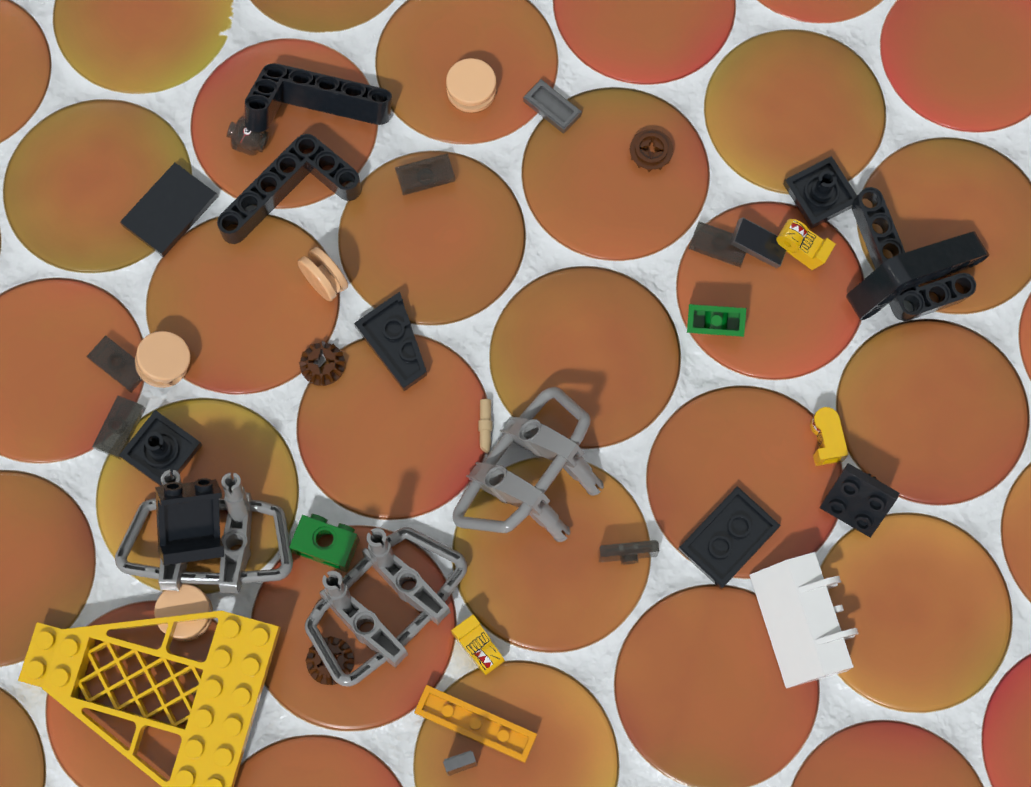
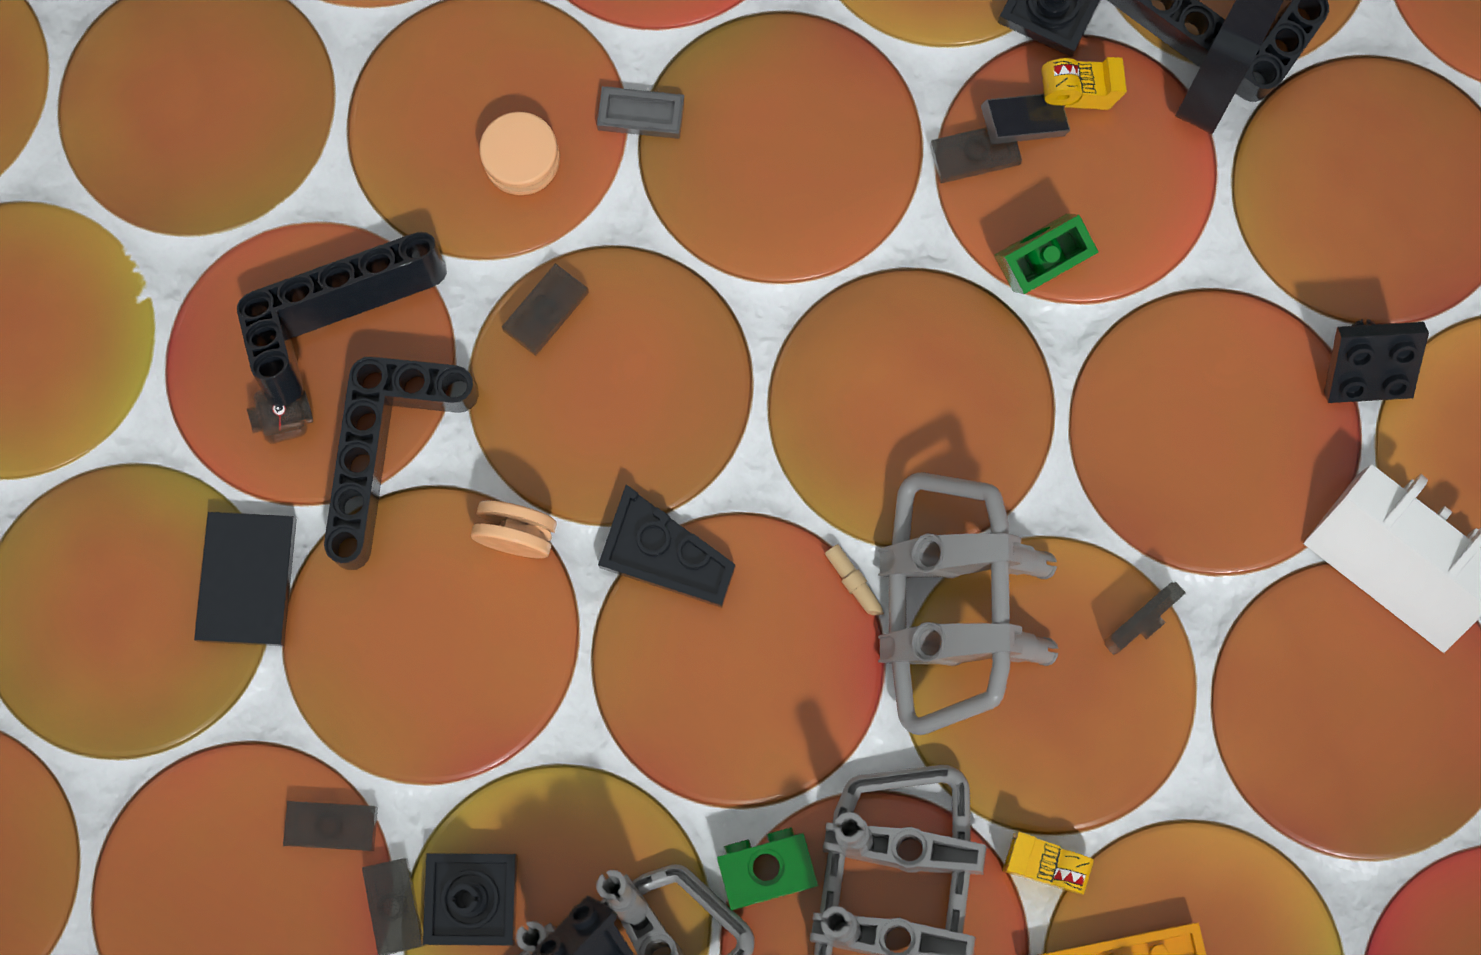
camera: 30 degrees left, 5 degrees up
(162, 359) = (387, 781): light nougat head -> none
(331, 371) = (613, 646): reddish brown gear -> none
(661, 144) = (811, 70): reddish brown gear -> none
(729, 537) = (1248, 515): black tile -> none
(830, 437) = (1279, 306): yellow leg -> none

